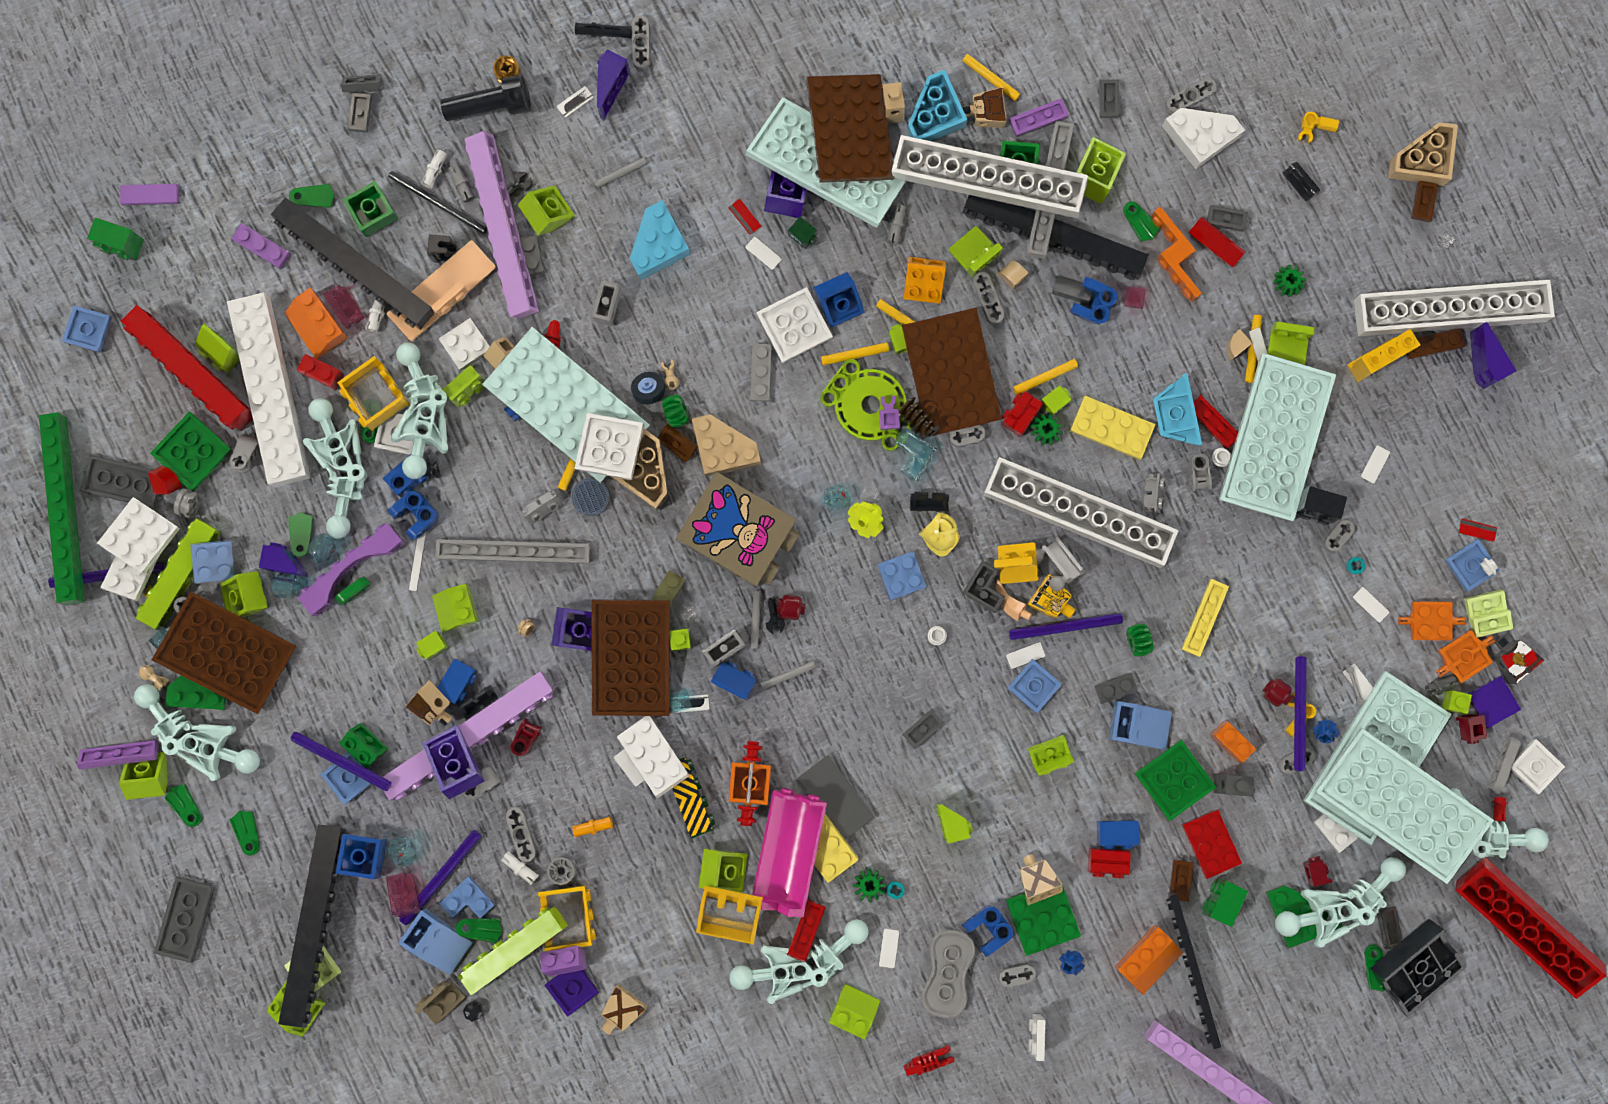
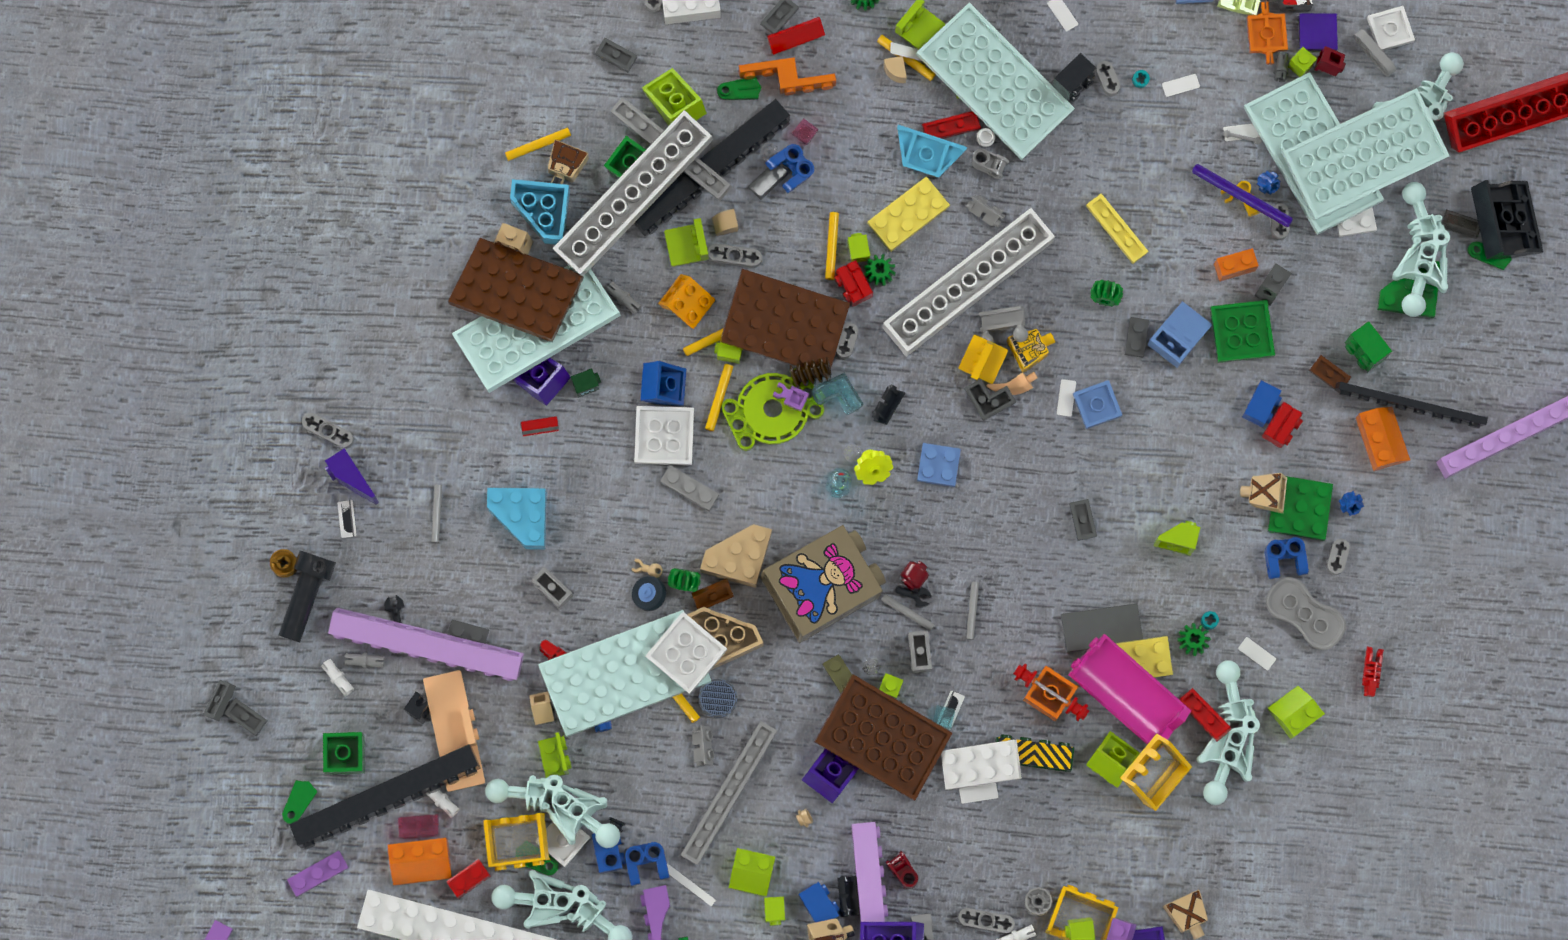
camera: 65 degrees left, 5 degrees down
(437, 202) = (369, 691): black piece -> none
(464, 344) = (515, 736): white plate -> none
(545, 209) = (434, 597): lime slope -> none
(592, 827) = (1014, 853): light orange pin -> none
(603, 30) = (292, 464): black pin -> none
(733, 680) = (953, 659): blue slope -> none
(763, 253) = (582, 427): white sticker -> none
(937, 635) = (1008, 463): white plate -> none
(941, 534) = (921, 410): light yellow helmet -> none
(1037, 1043) = (1405, 570): white plate -> none
(1038, 117) = (598, 123): medium lavender plate -> none
(1050, 755) = (1165, 423): lime bracket -> none
(1067, 626) = (1060, 349): dark purple axle -> none
(1211, 844) = (1313, 331): red plate -> none
(1277, 692) = (1214, 204): dark red head -> none
(1316, 871) = (1382, 257): dark red brick -> none
(1431, 620) = (1222, 43): orange plate -> none
(1499, 811) = (1410, 78): red pin -> none

